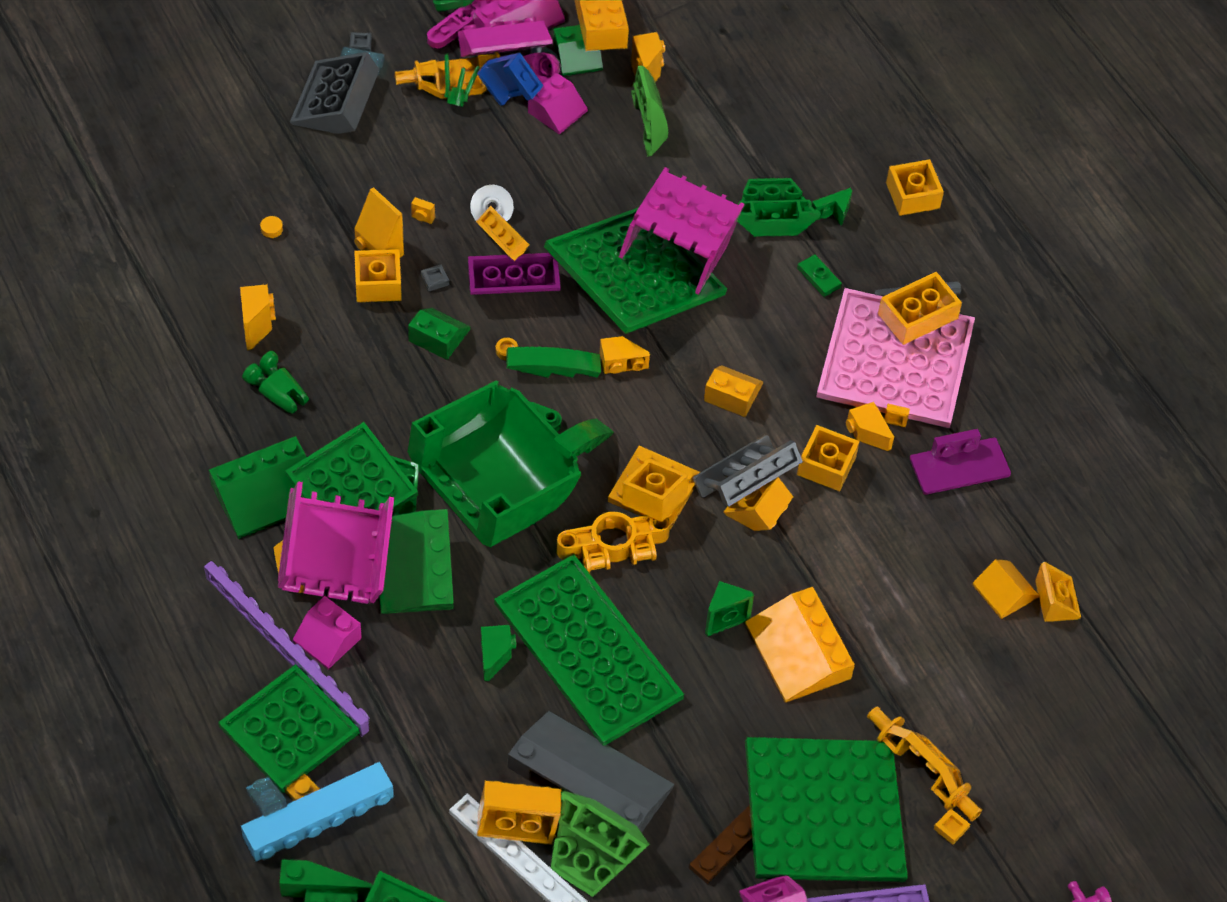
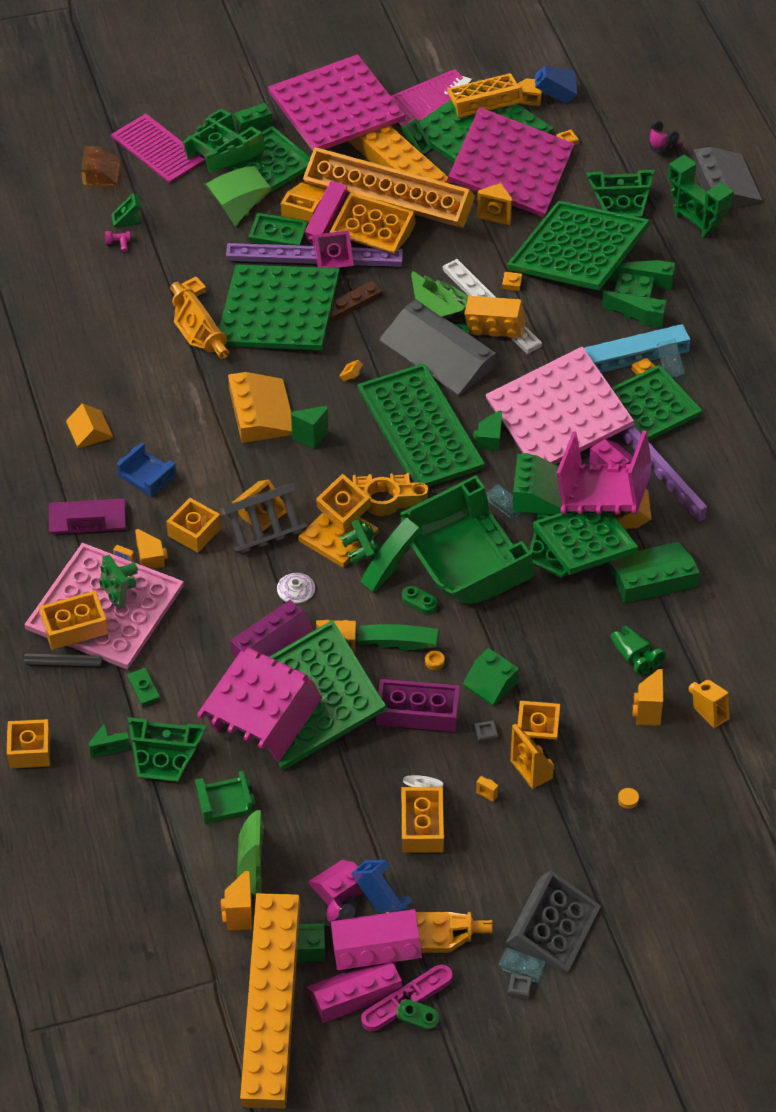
camera: 165 degrees left, 5 degrees down
(187, 326) = (710, 702): none -> light orange torso
(409, 690) = (554, 402): none -> bright pink plate
(457, 95) = (434, 902): green plant -> none
(465, 562) = (502, 500): none -> clear light blue plate
(483, 161) = (422, 819): none -> light orange brick
(503, 233) = (420, 738): light orange plate -> none
(618, 452) = (363, 533): none -> green plate
(683, 422) = (296, 587): none -> dish
(695, 342) = (273, 631): none -> magenta slope
(698, 718) = (351, 370): none -> light orange plate
(700, 167) = (225, 798): none -> green panel
(732, 390) = (251, 596): light orange slope -> none
(888, 354) = (114, 580): none -> green plate
(911, 535) = (145, 470): none -> blue panel
(1056, 594) = (53, 414): light orange slope -> none

